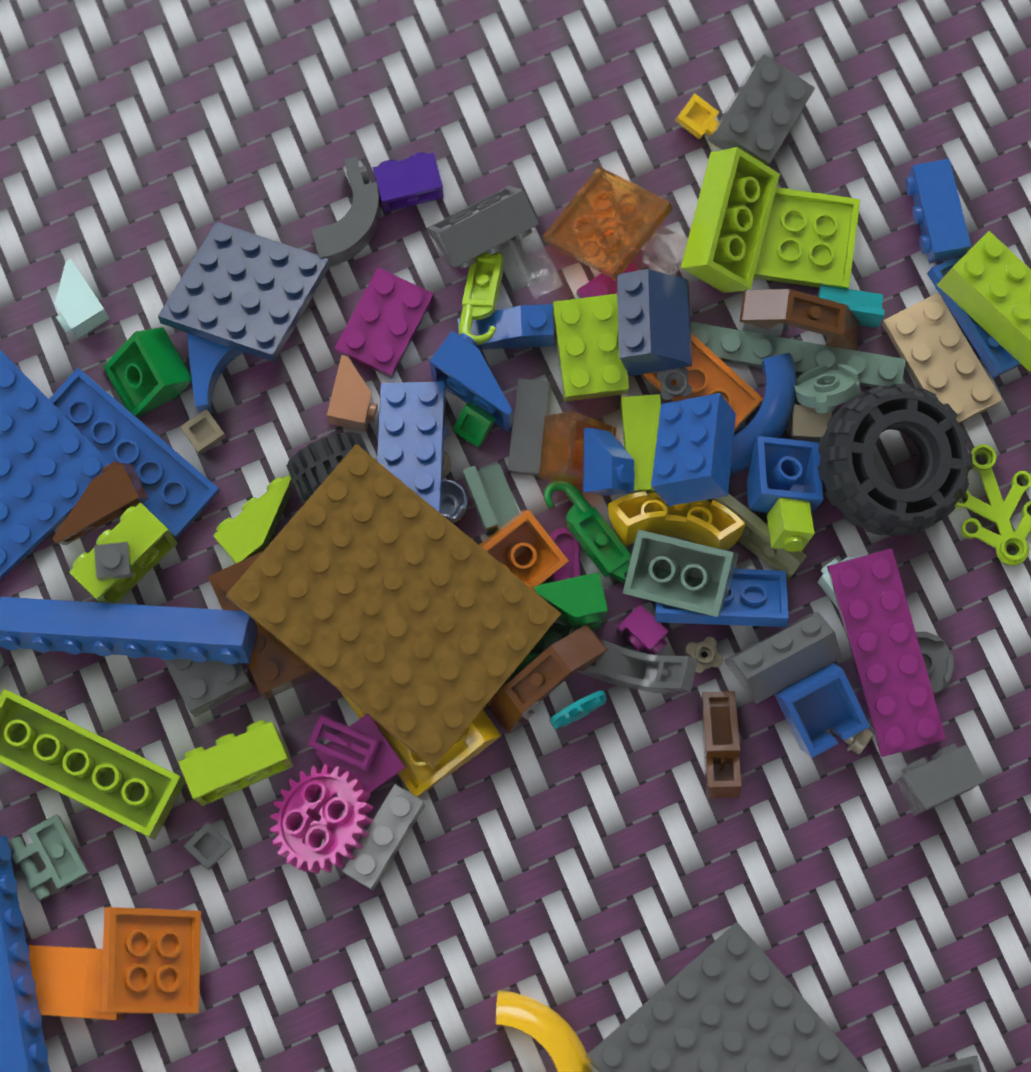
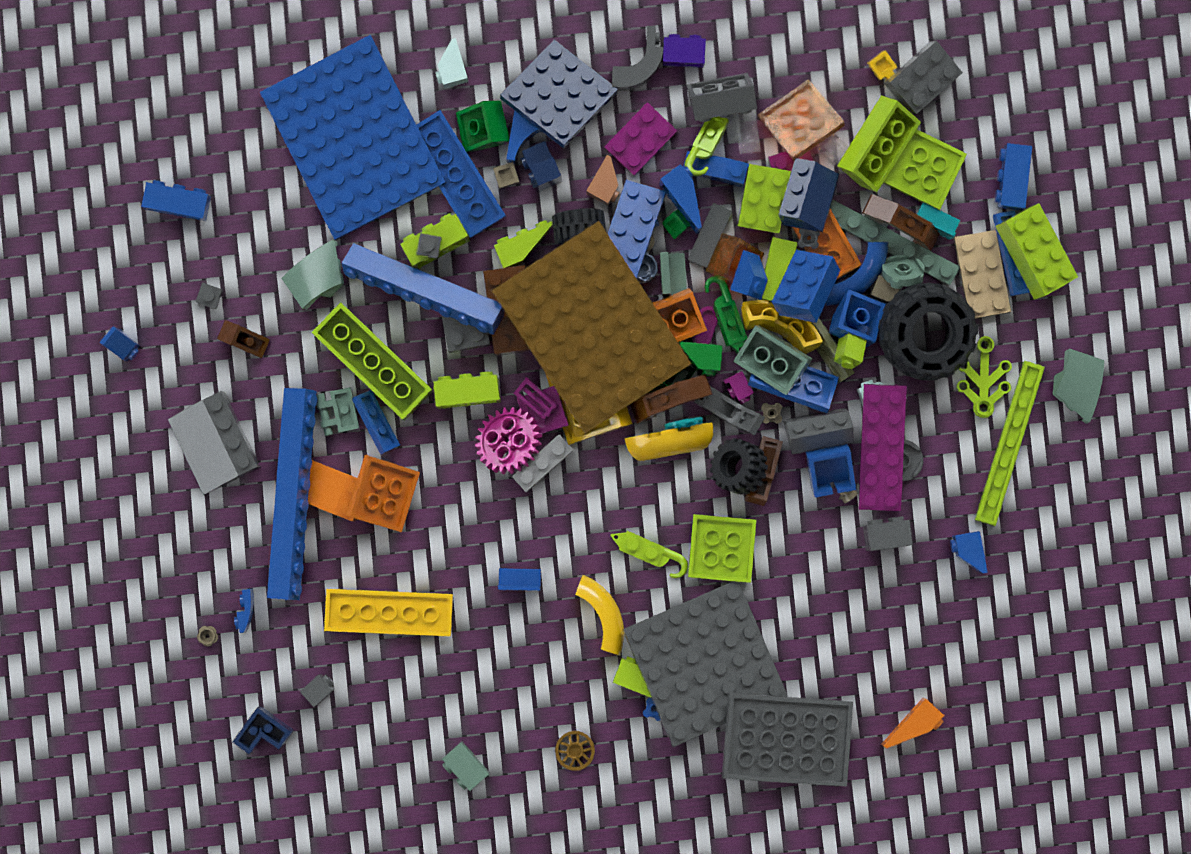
camera: 15 degrees right, 10 degrees up
(102, 501) = (433, 201): reddish brown slope -> none
(111, 855) = (375, 422): none -> blue plate
(208, 846) = (435, 434): dark grey plate -> none
(252, 402) = (542, 167): none -> dark blue brick
(403, 1028) = (519, 579): none -> blue panel
(566, 744) = (670, 442): none -> yellow brick
(588, 922) = (649, 551): none -> lime plate
(697, 881) = (722, 548): none -> lime plate
(703, 752) = (725, 463): none -> black tyre

